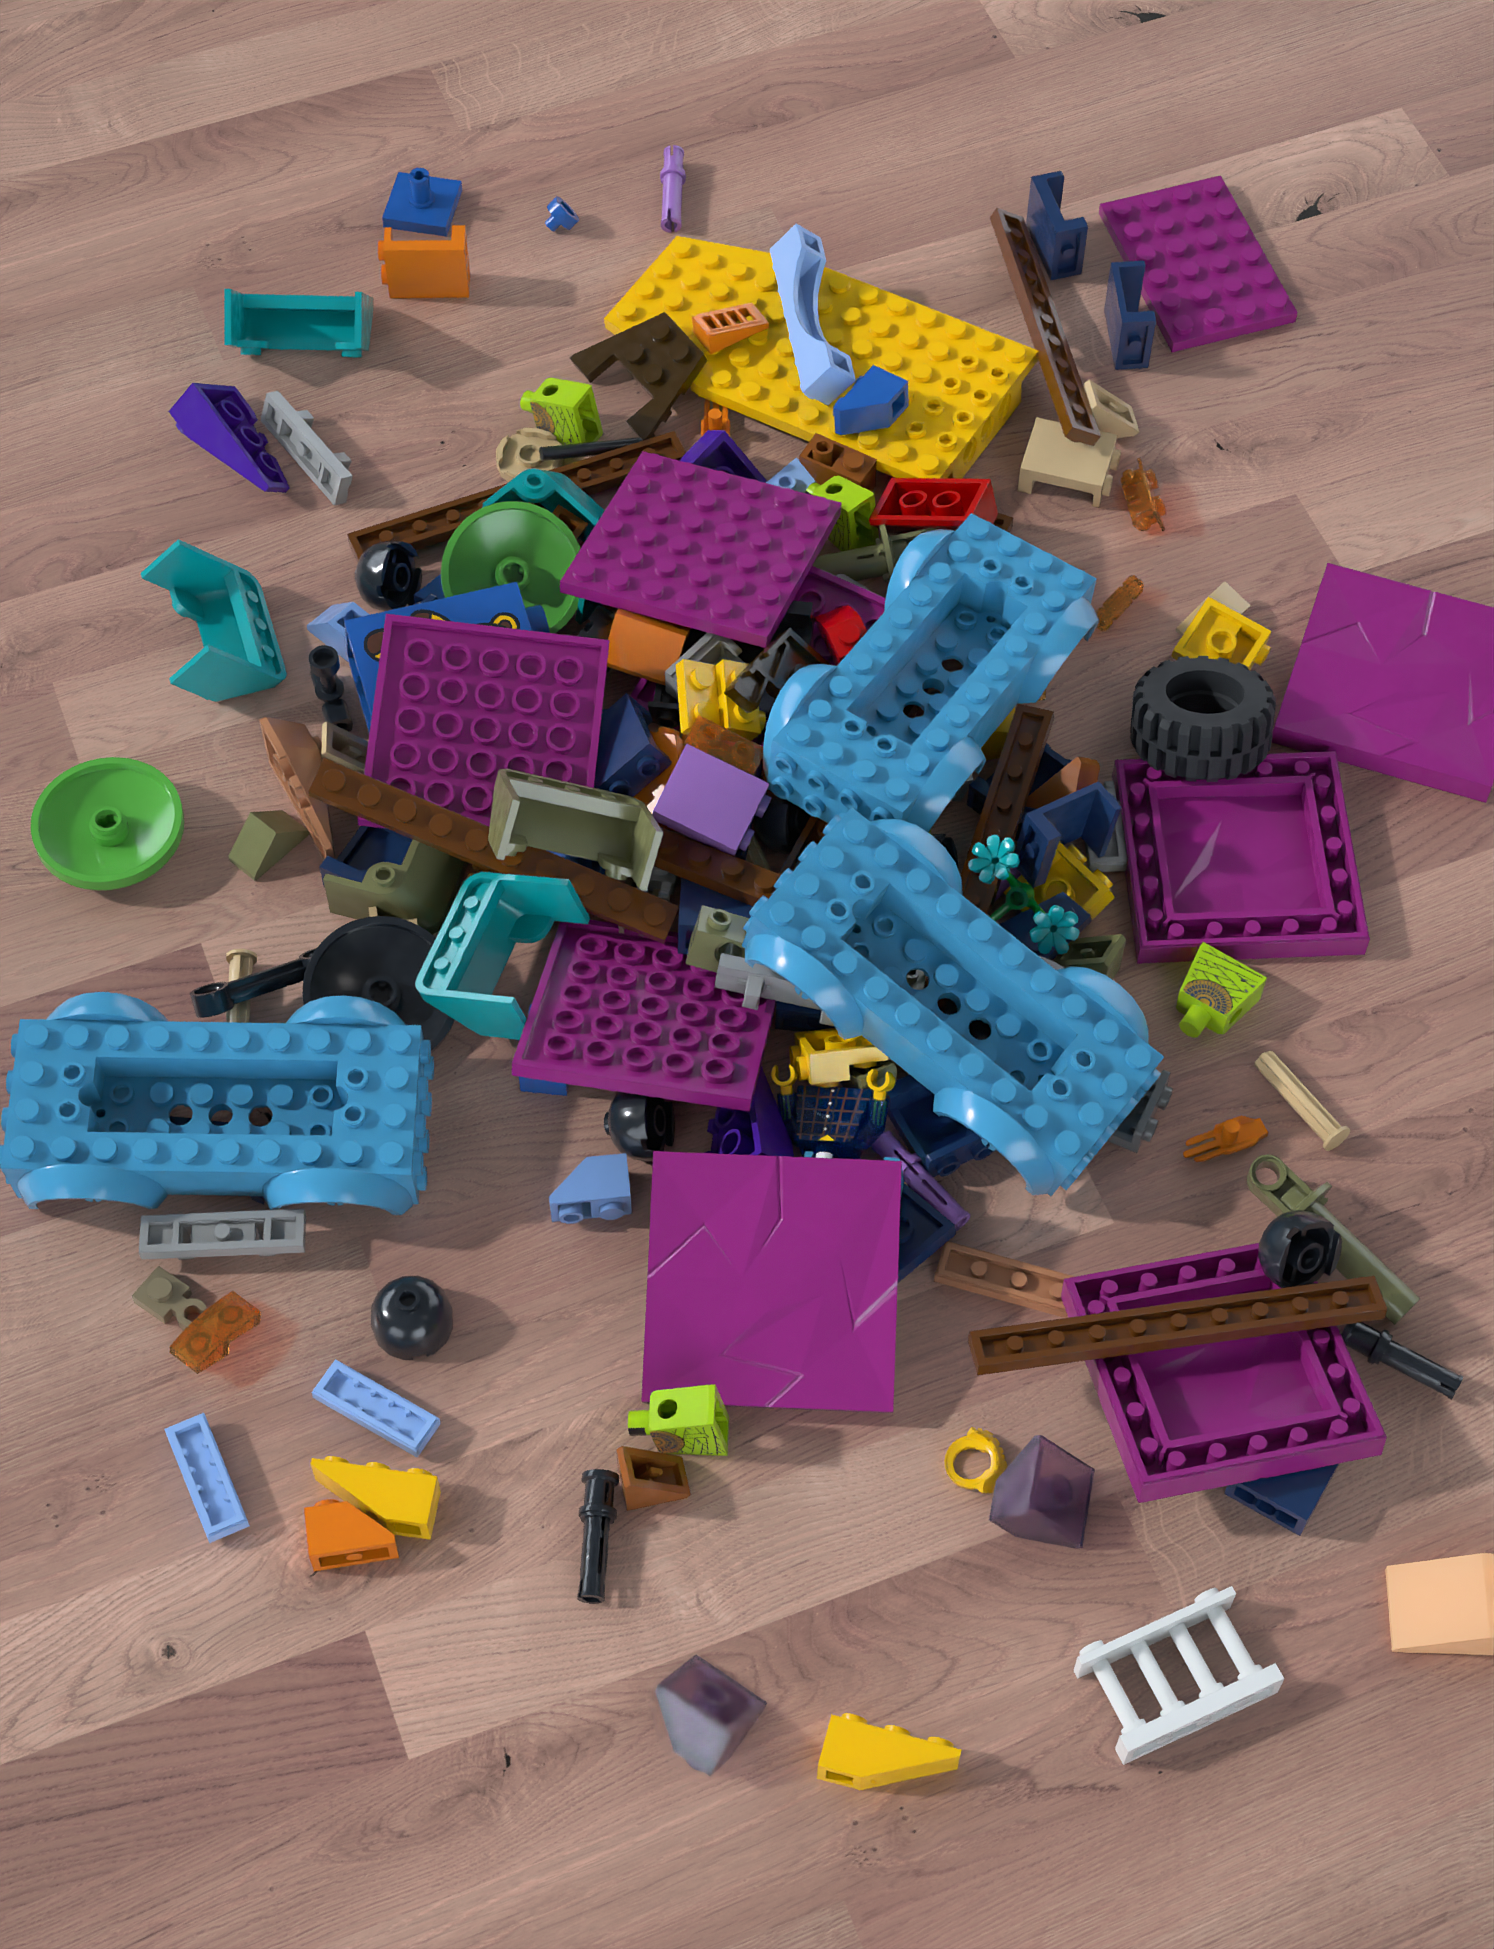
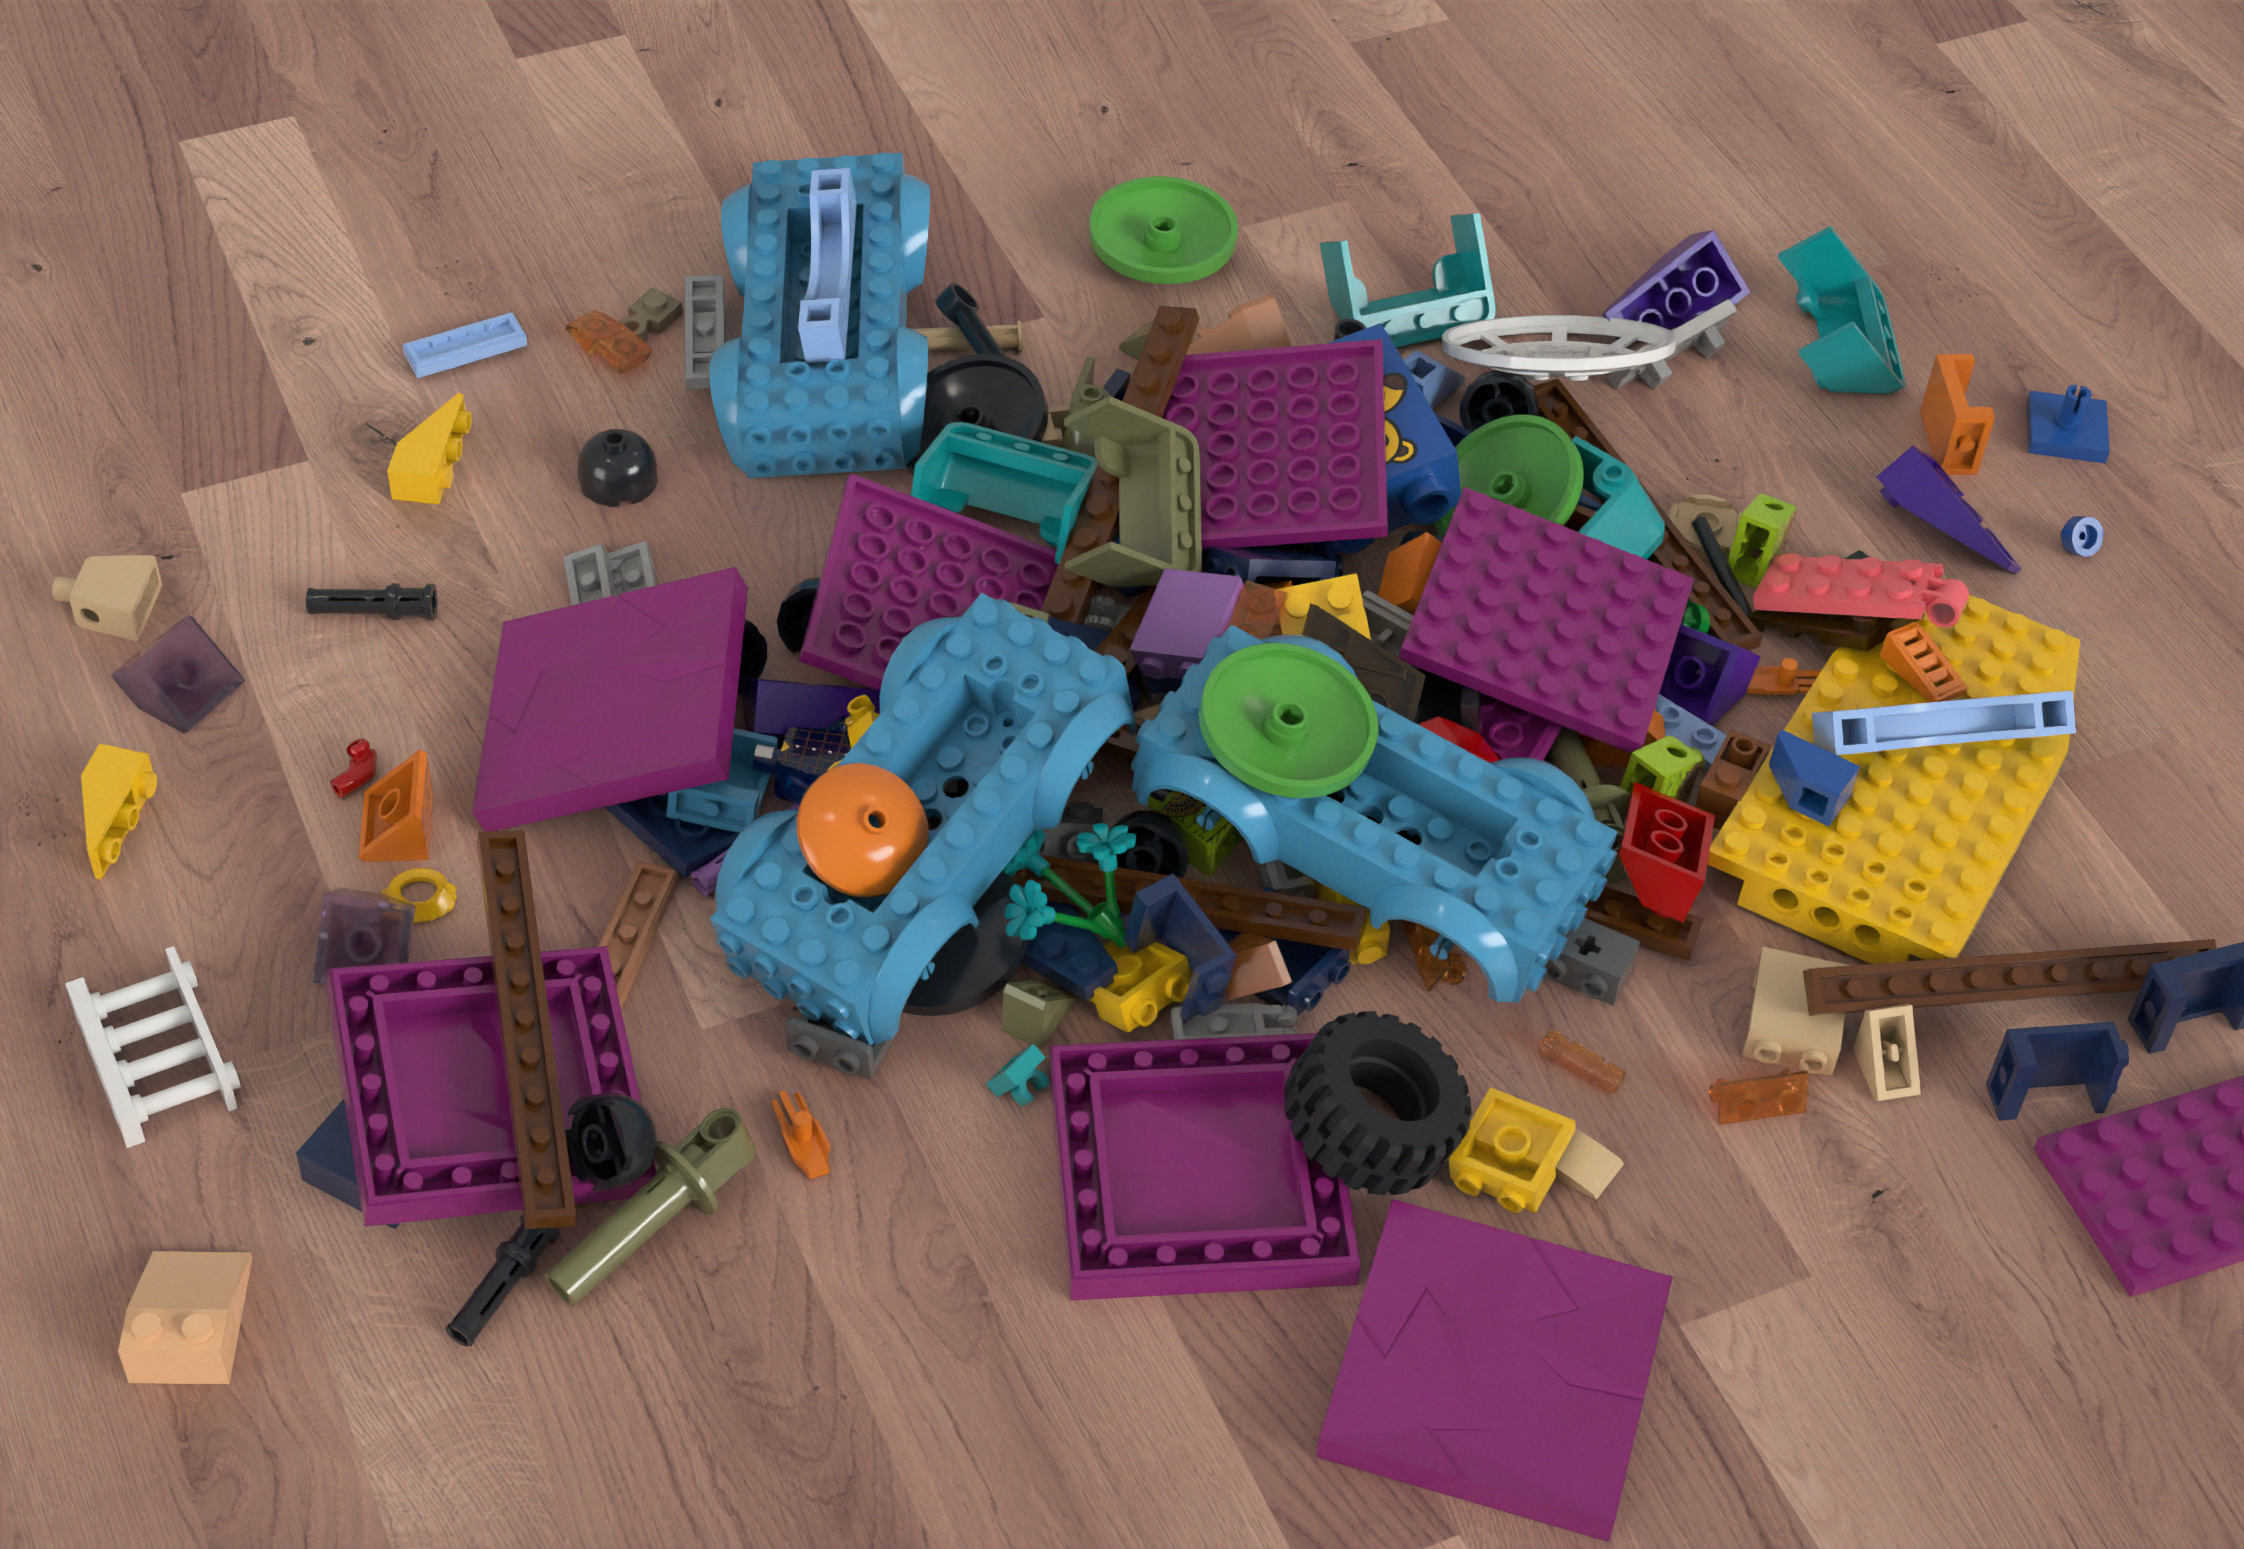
camera: 85 degrees right, 10 degrees down
(147, 1078) = (826, 303): none -> light blue arch
(342, 518) = (1558, 357): none -> white dish
(345, 1536) = (389, 421): orange slope -> none
(376, 1408) = (522, 449): light blue plate -> none
(521, 298) = (1929, 492): none -> dark purple wedge
(570, 1315) = (598, 575): none -> light grey slope
(583, 1798) = (112, 594): none -> tan torso
(593, 1190) = (760, 579): medium blue slope -> none
(645, 352) = (1861, 588): none -> coral hinge
(651, 1477) = (425, 630): dark orange slope -> none
(672, 178) = (2172, 635): medium lavender pin -> none
(684, 1421) = (473, 640): lime torso -> none
(822, 1528) = (361, 768): none -> red arm
(886, 1482) = (398, 814): none -> orange slope
(899, 699) = (1288, 720): none -> bright green dish
(993, 1036) = (842, 842): none -> orange dish
(1160, 977) = (1016, 1074): none -> teal tile
(1217, 992) = (996, 1124): lime torso -> none
(1302, 1100) = (849, 1207): tan axle -> none

